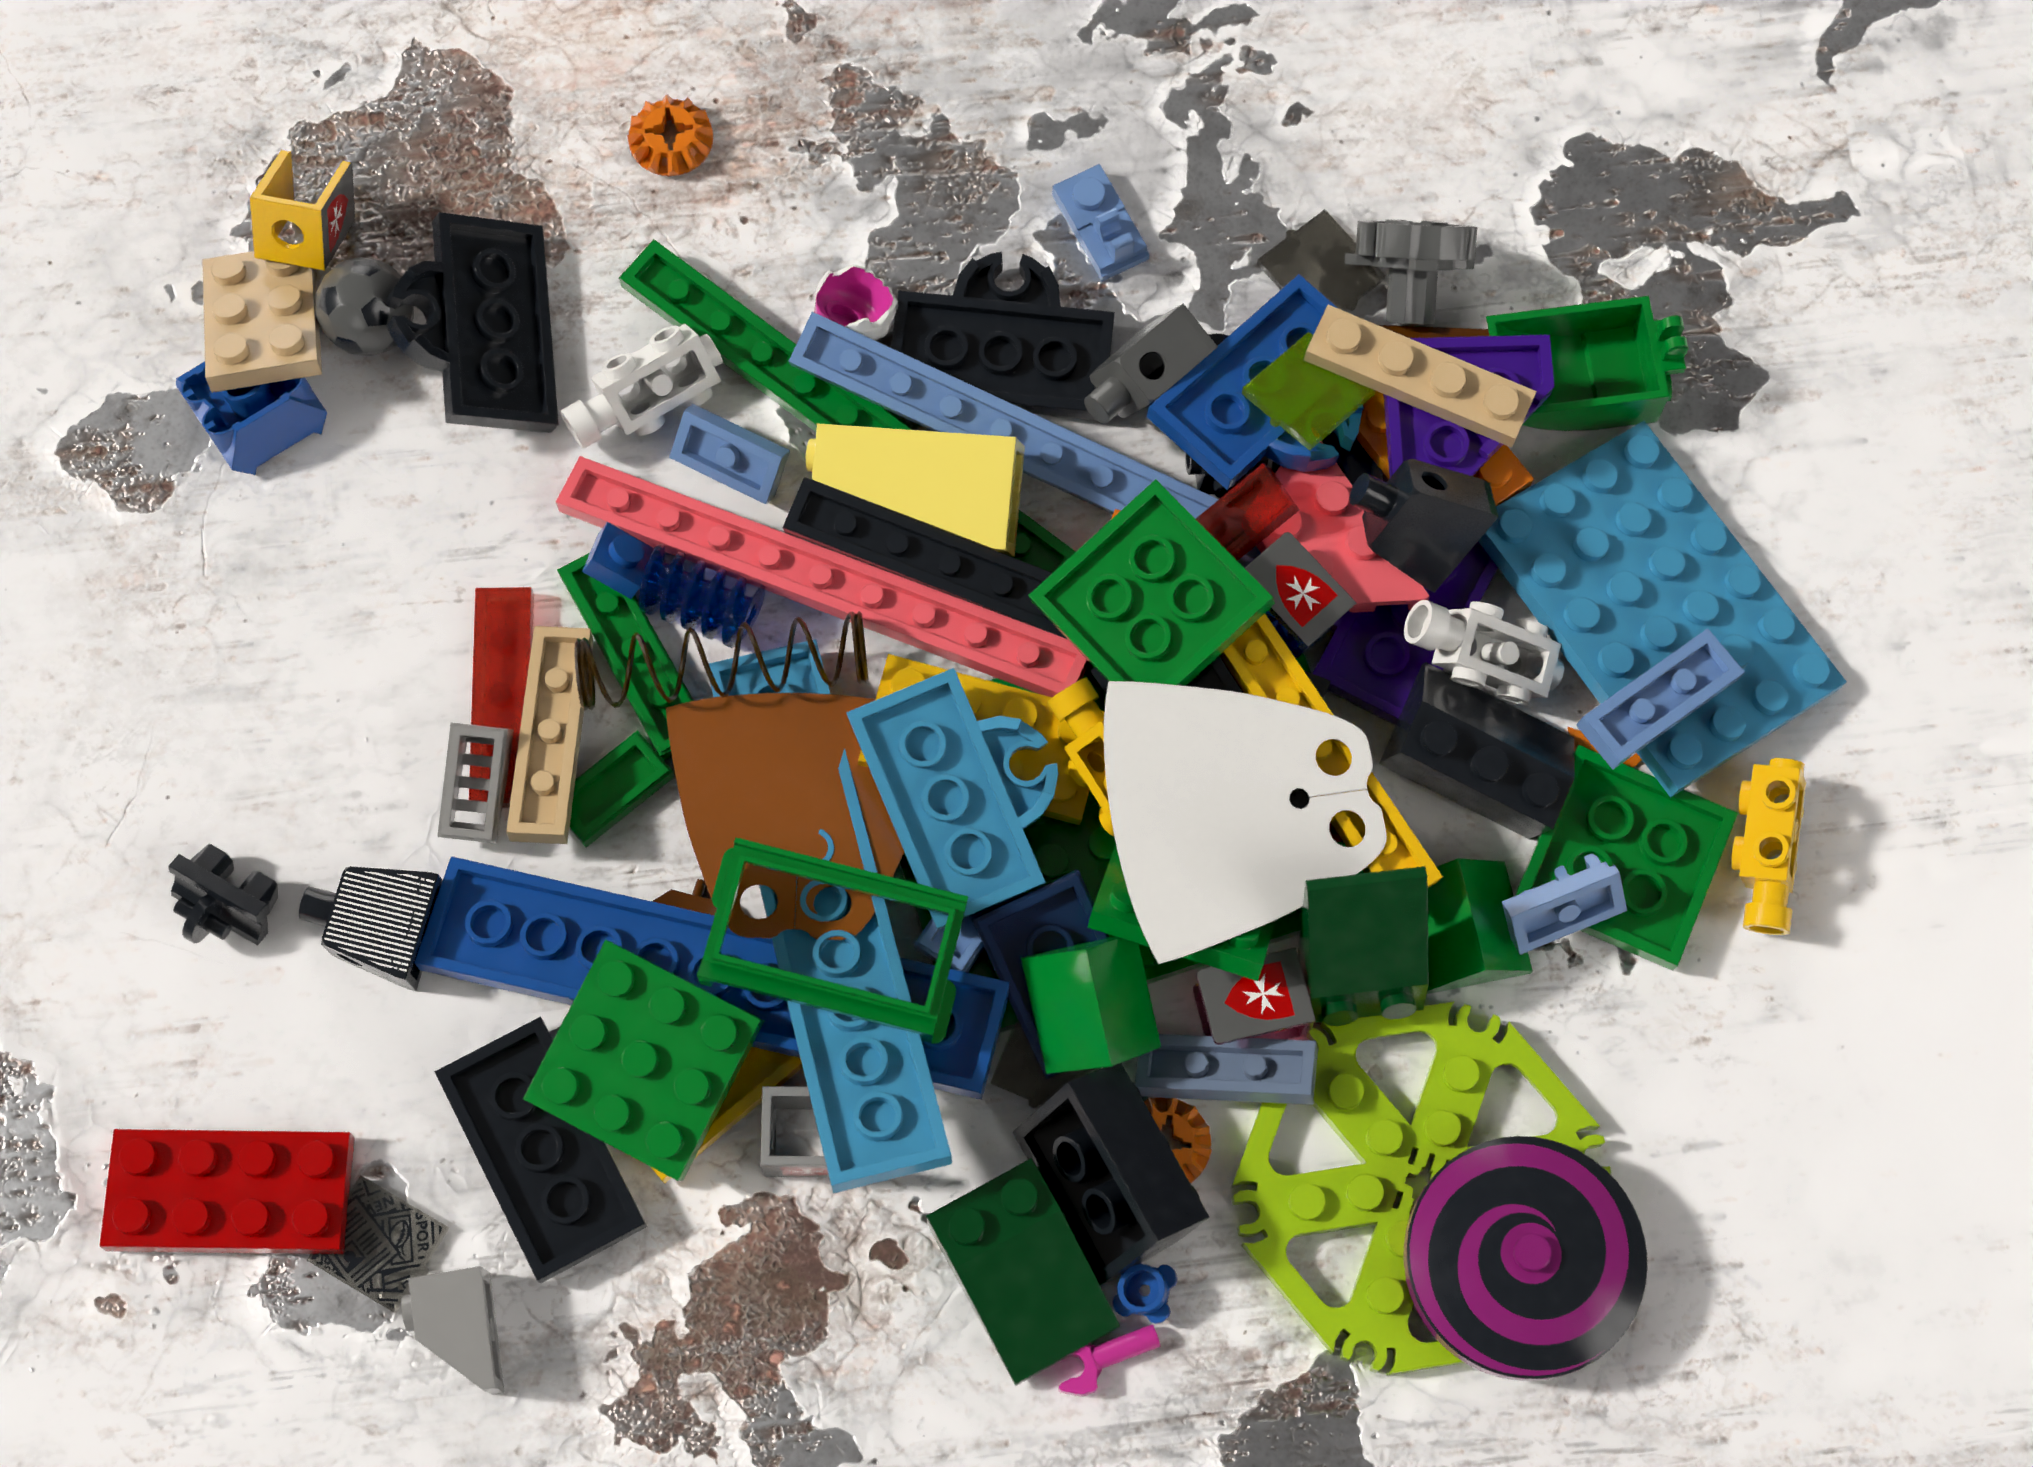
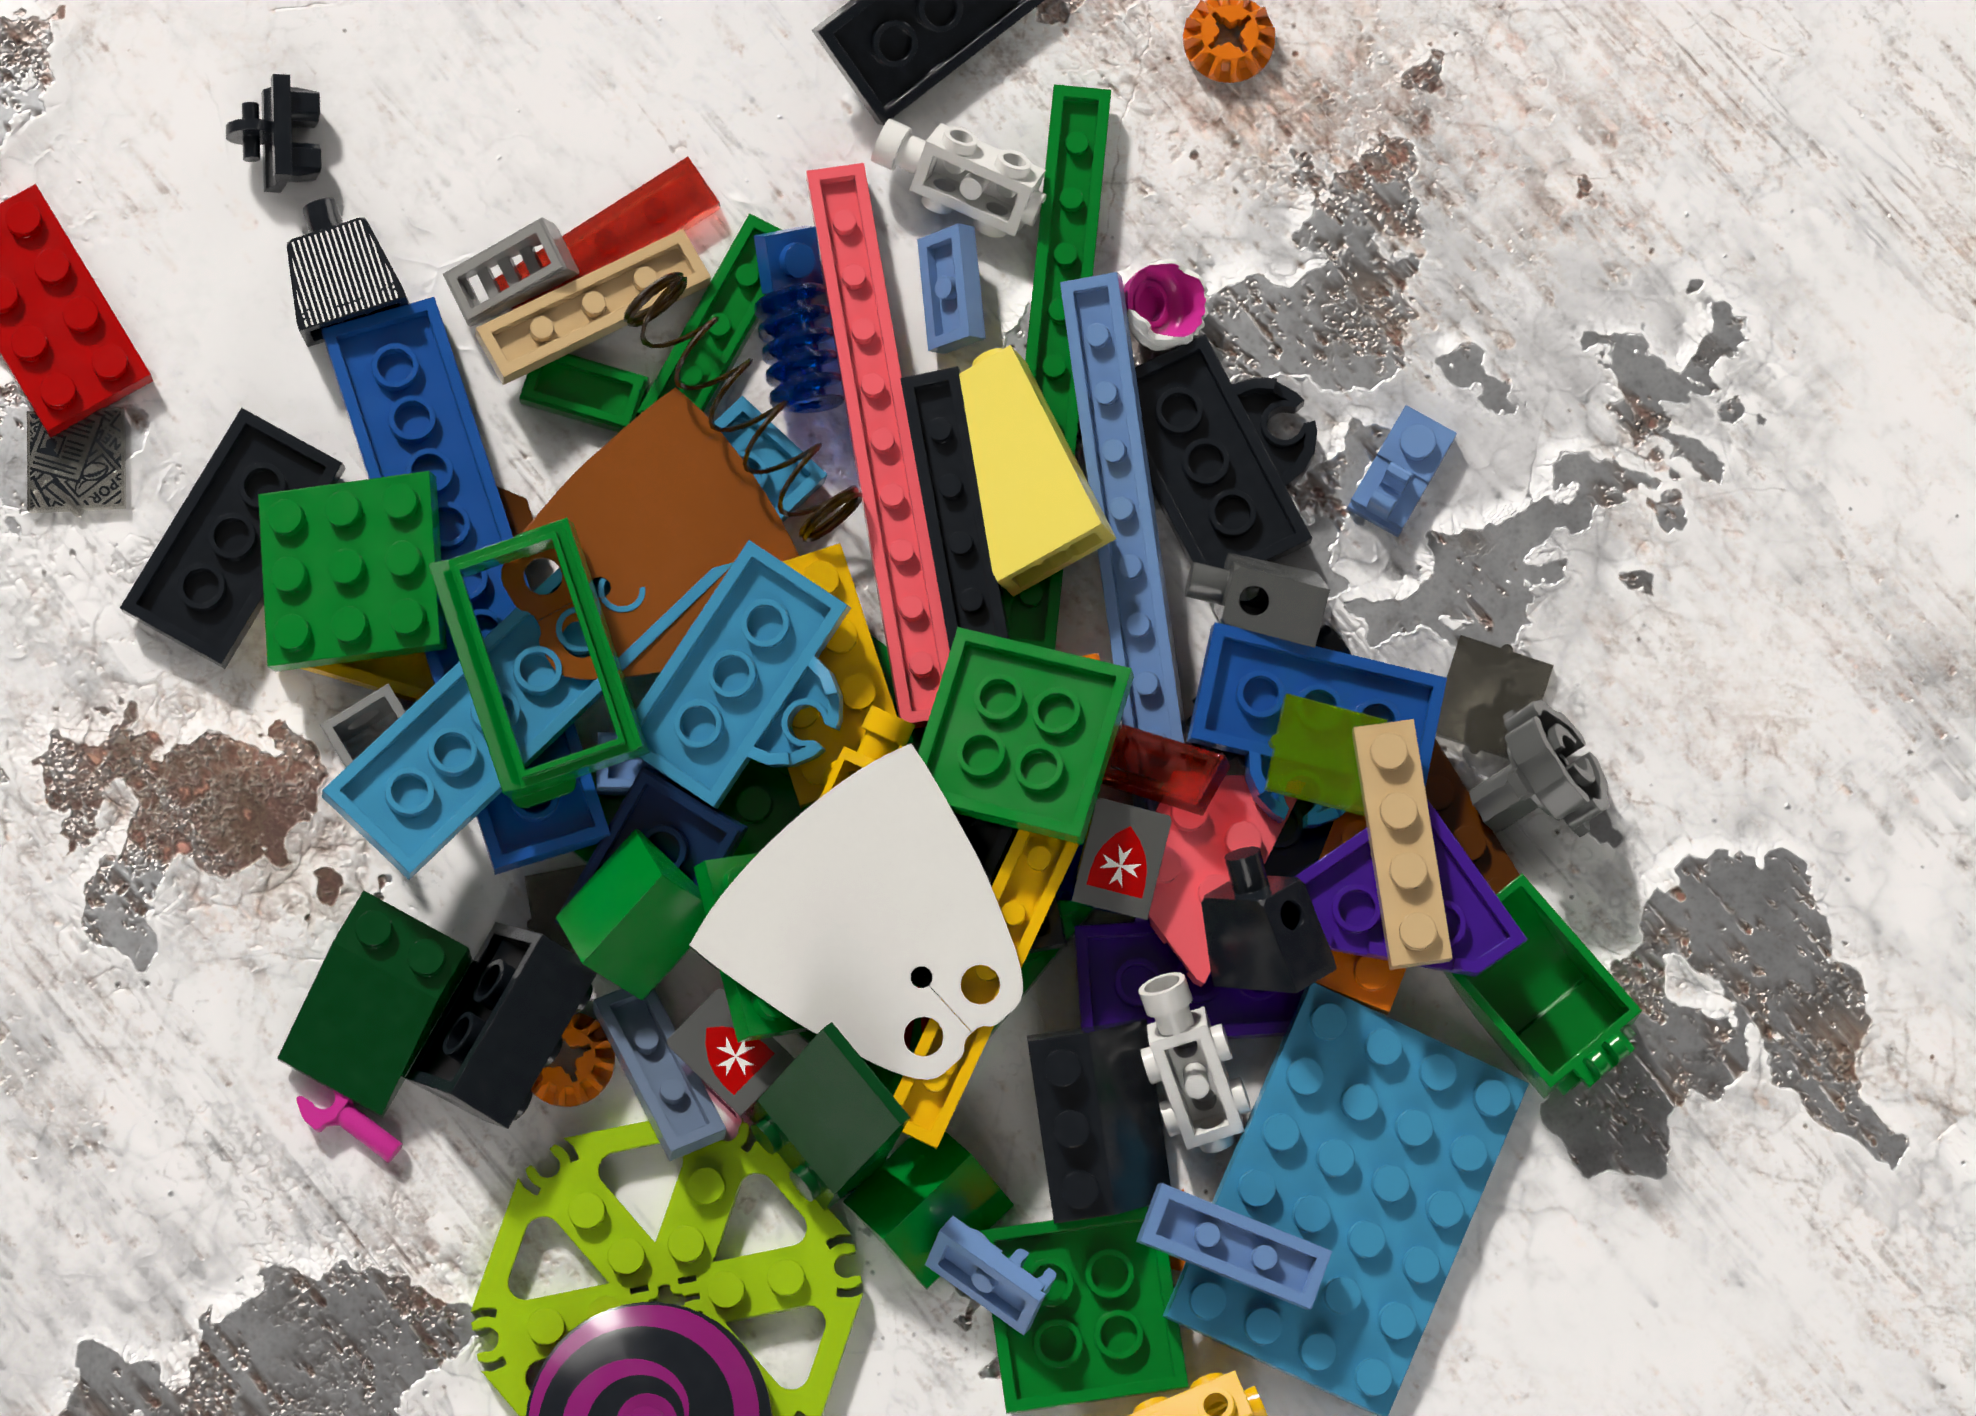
camera: 60 degrees right, 5 degrees up
(457, 1322) = (44, 570): light grey slope -> none
(1155, 1305) = (412, 1108): blue plate -> none

